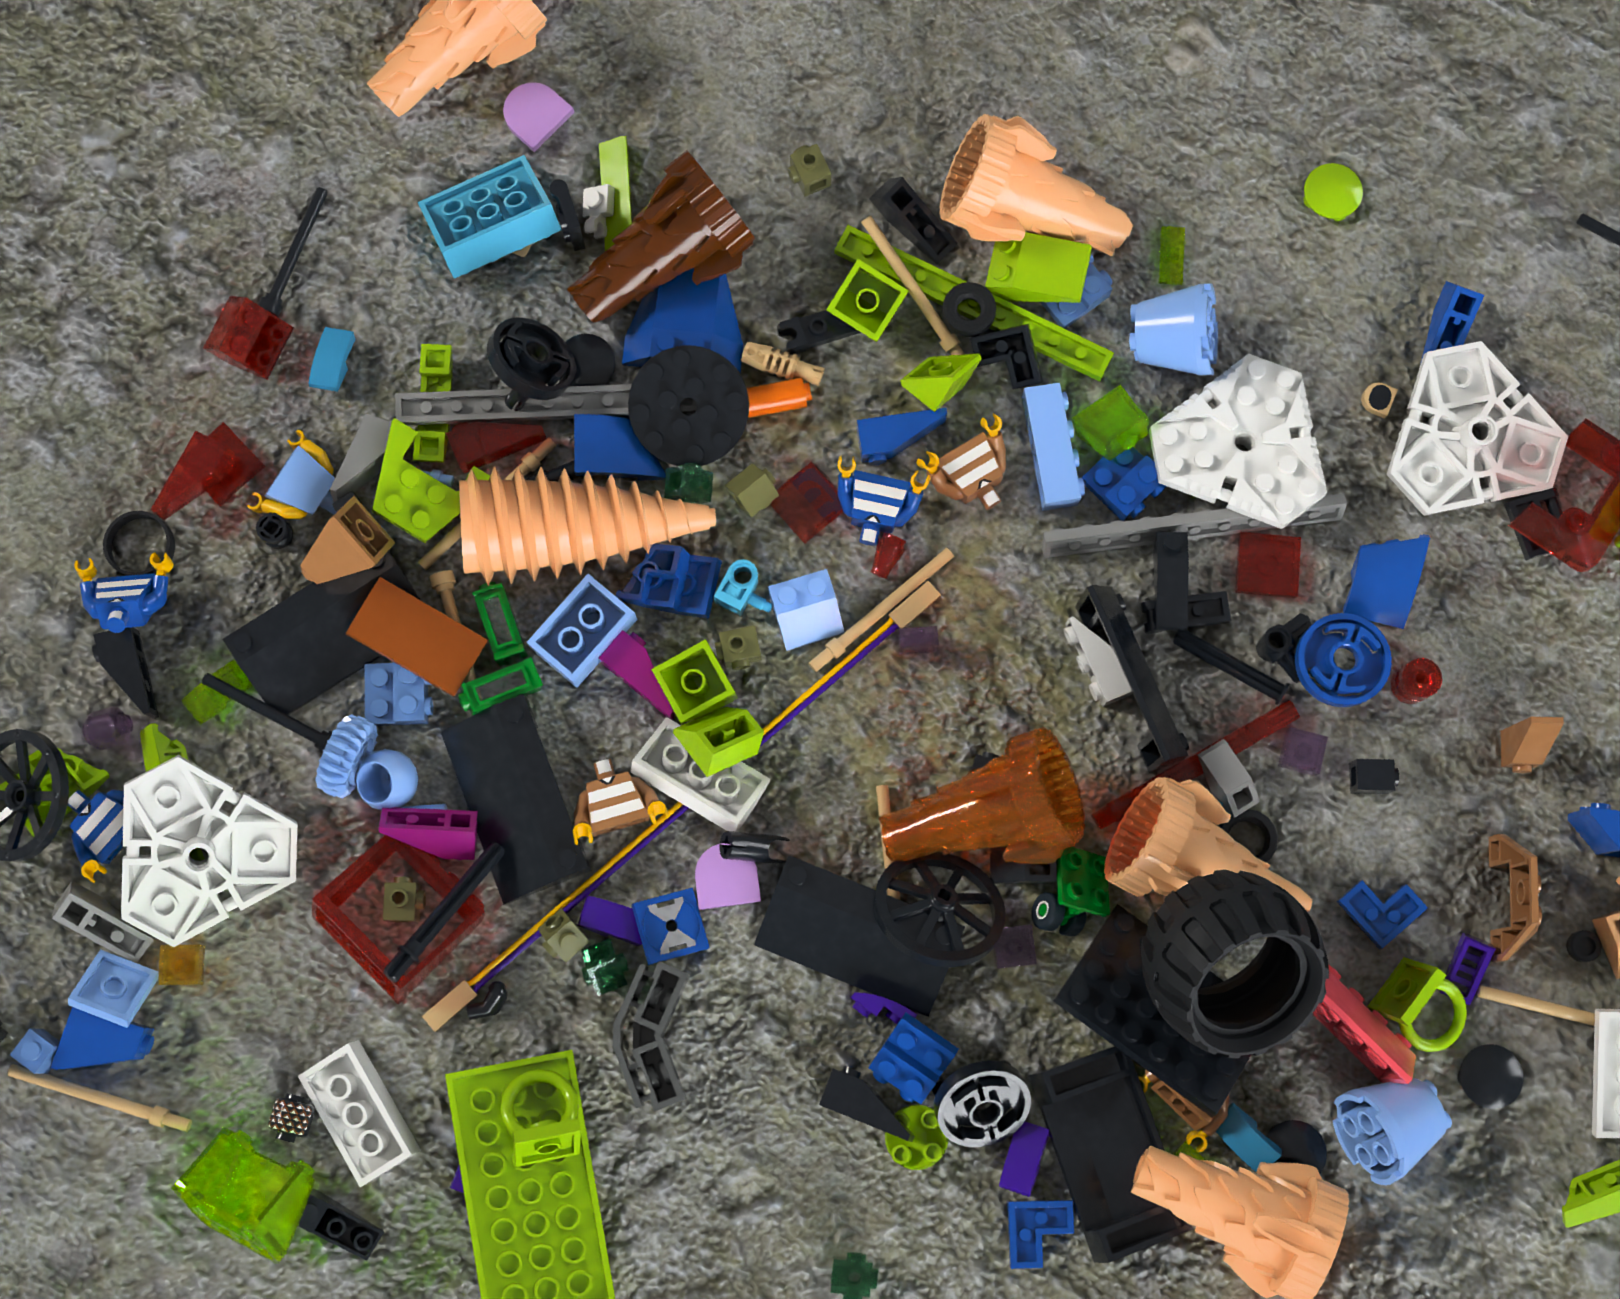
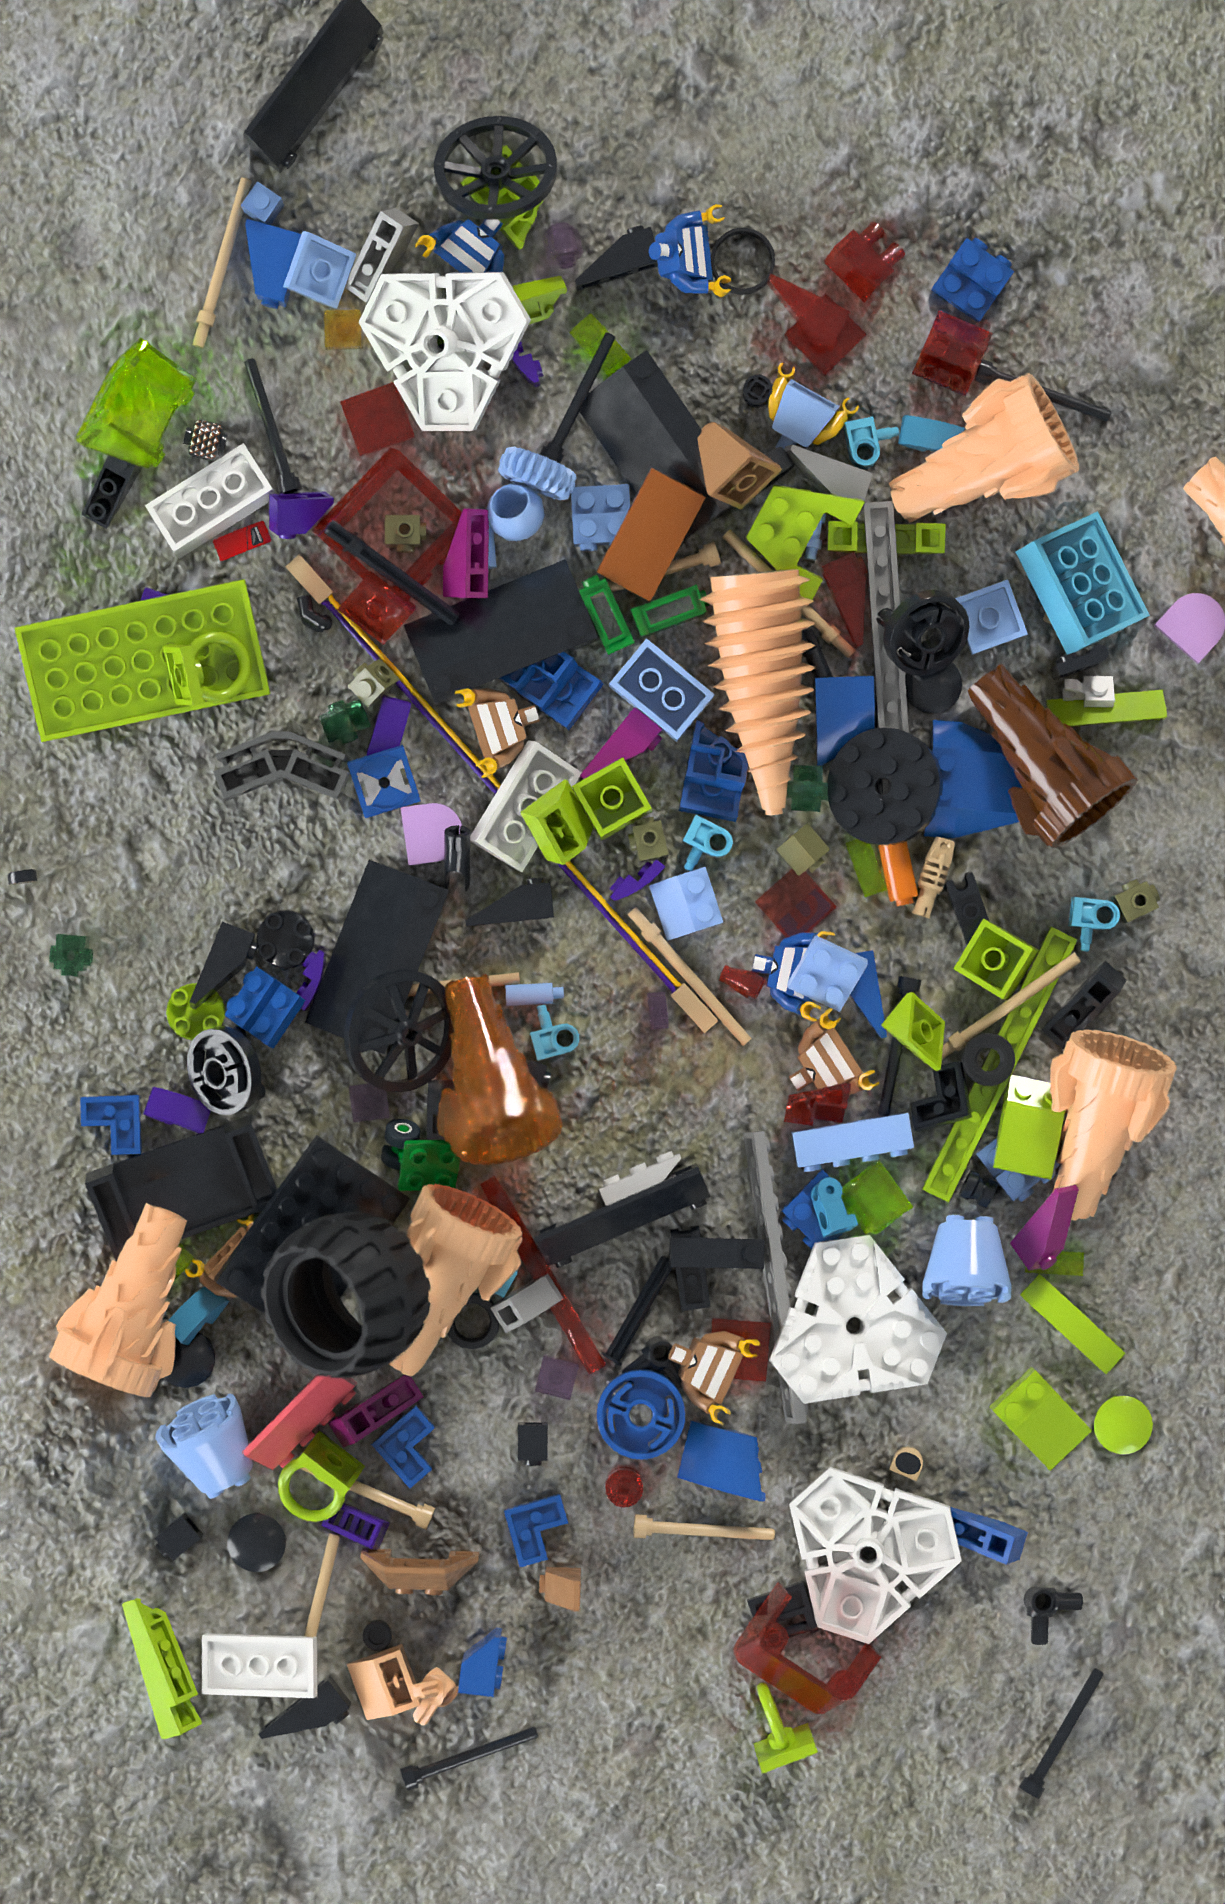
camera: 90 degrees right, 10 degrees up
(149, 424) = (860, 264): none -> clear red brick
(174, 316) = (973, 279): none -> blue plate
(236, 766) = (528, 368): none -> dark purple slope
(281, 929) = (377, 419): none -> clear red tile
(326, 422) = (864, 433): none -> medium azure piece
(342, 272) = (1008, 447): none -> light nougat cone
(343, 1027) = (287, 480): none -> black piece
(375, 1017) = (296, 512): none -> dark purple slope
(404, 1080) = (242, 540): none -> red sticker
(482, 929) = (377, 607): none -> clear red tile
(521, 297) = (992, 617): none -> light blue plate
(576, 742) = (556, 687): none -> blue slope
(770, 432) = (865, 867): none -> clear neon green piece
(786, 668) = (625, 887): none -> dark purple slope
(804, 780) = (521, 904): none -> black slope
(823, 217) = (1083, 916): none -> medium azure piece
(838, 1036) = (285, 939): none -> black dish
(881, 462) = (827, 973): none -> light blue plate
(895, 391) = (905, 986): none -> black piece
(899, 771) = (532, 994): none -> light blue cylinder
(947, 757) = (545, 1040): none -> medium azure piece
(1015, 477) = (820, 1104): none -> clear red slope
(1100, 323) = (976, 1188): none -> black wheel
(1123, 464) = (830, 1208): none -> dark azure leg
(1145, 253) = (1047, 1230): none -> magenta slope
(1232, 237) = (1072, 1324): none -> lime slope
(1292, 589) = (710, 1368): none -> medium nougat torso
(1328, 270) = (1040, 1418): none -> lime slope
(1348, 946) = (375, 1410): none -> magenta slope
(1453, 897) = (420, 1514): none -> tan piece
(1455, 782) = (528, 1521): none -> blue plate
(1456, 661) = (646, 1526): none -> tan piece
(1491, 1163) = (178, 1537): none -> black brick
(1526, 269) = (1053, 1602): none -> black axle

